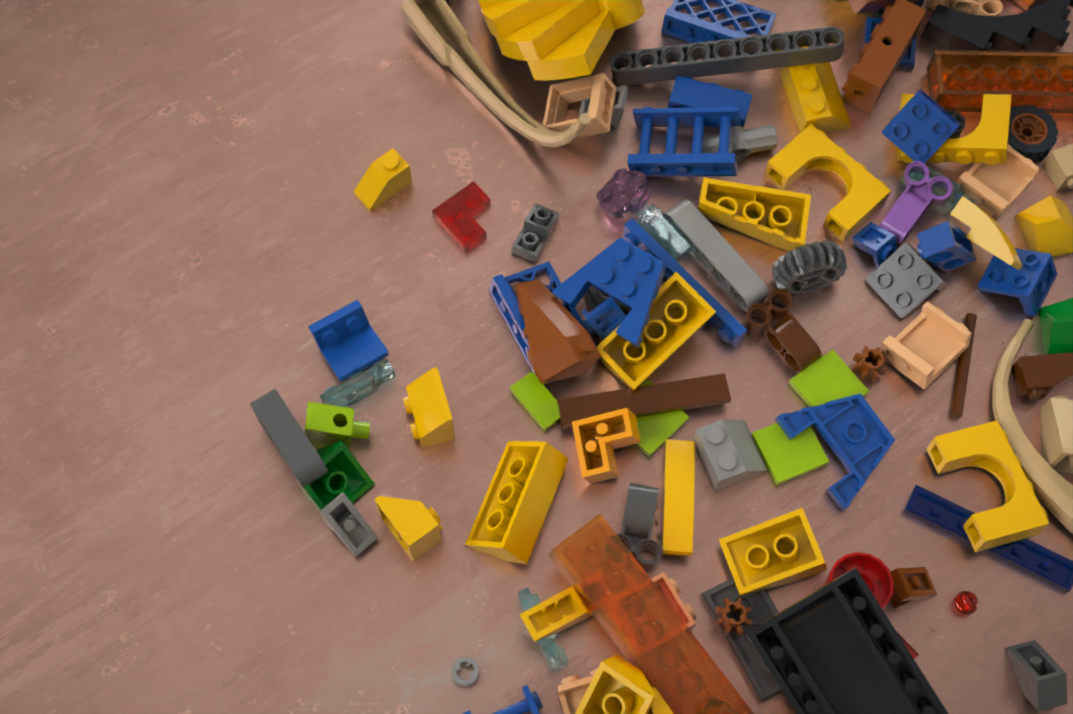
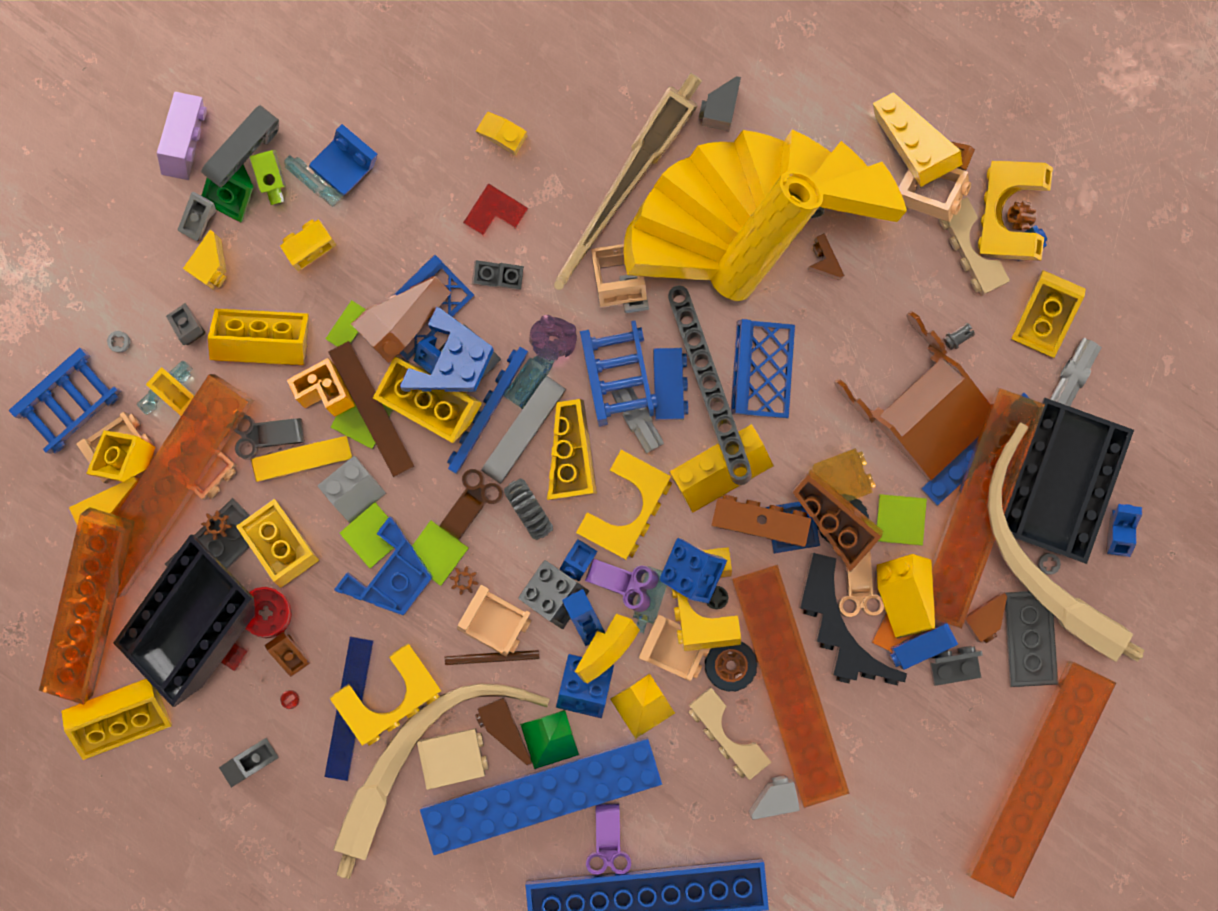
camera: 70 degrees right, 20 degrees up
(247, 511) = (181, 135): none -> lavender wedge
(474, 580) = (185, 325): none -> dark grey slope

